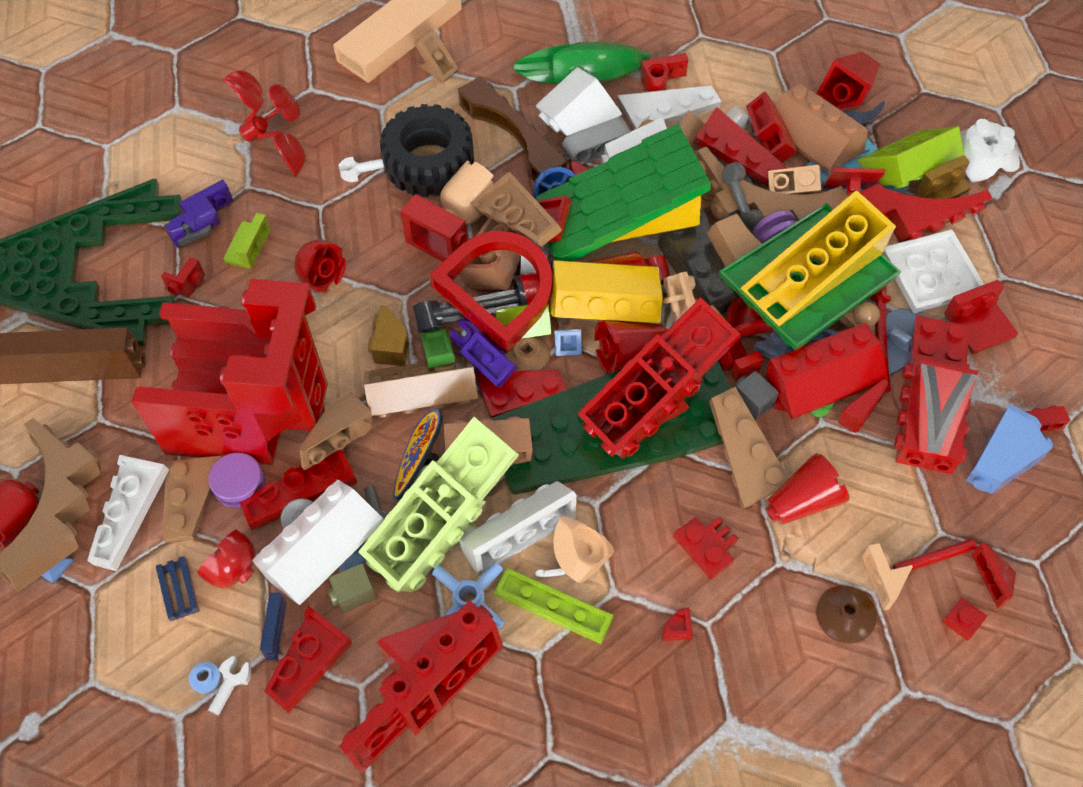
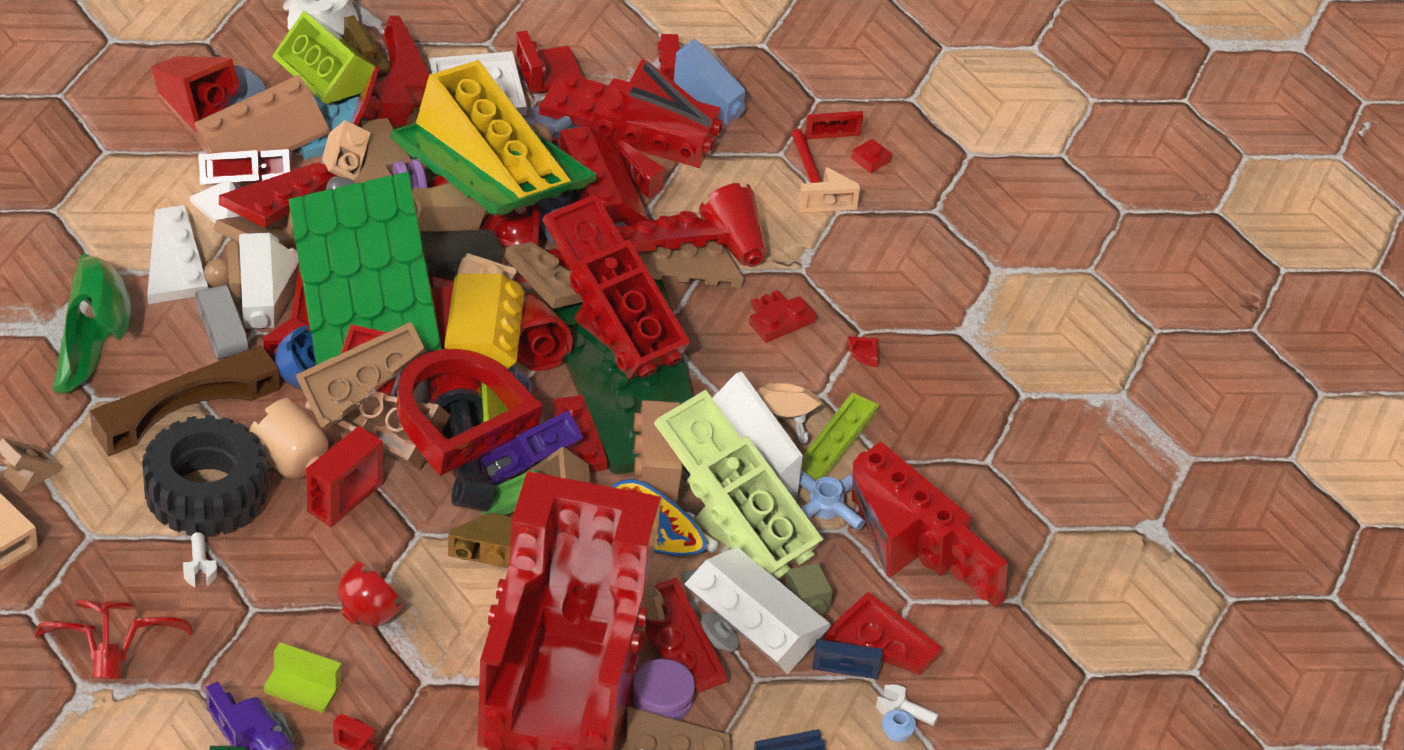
camera: 90 degrees left, 15 degrees down
(230, 562) = (768, 691): red cylinder -> none
(577, 104) = (171, 322): white slope -> none
(659, 70) = (126, 250): red plate -> none
(778, 439) = (671, 232): none -> red wing
(838, 623) = (859, 234): reddish brown dish -> none

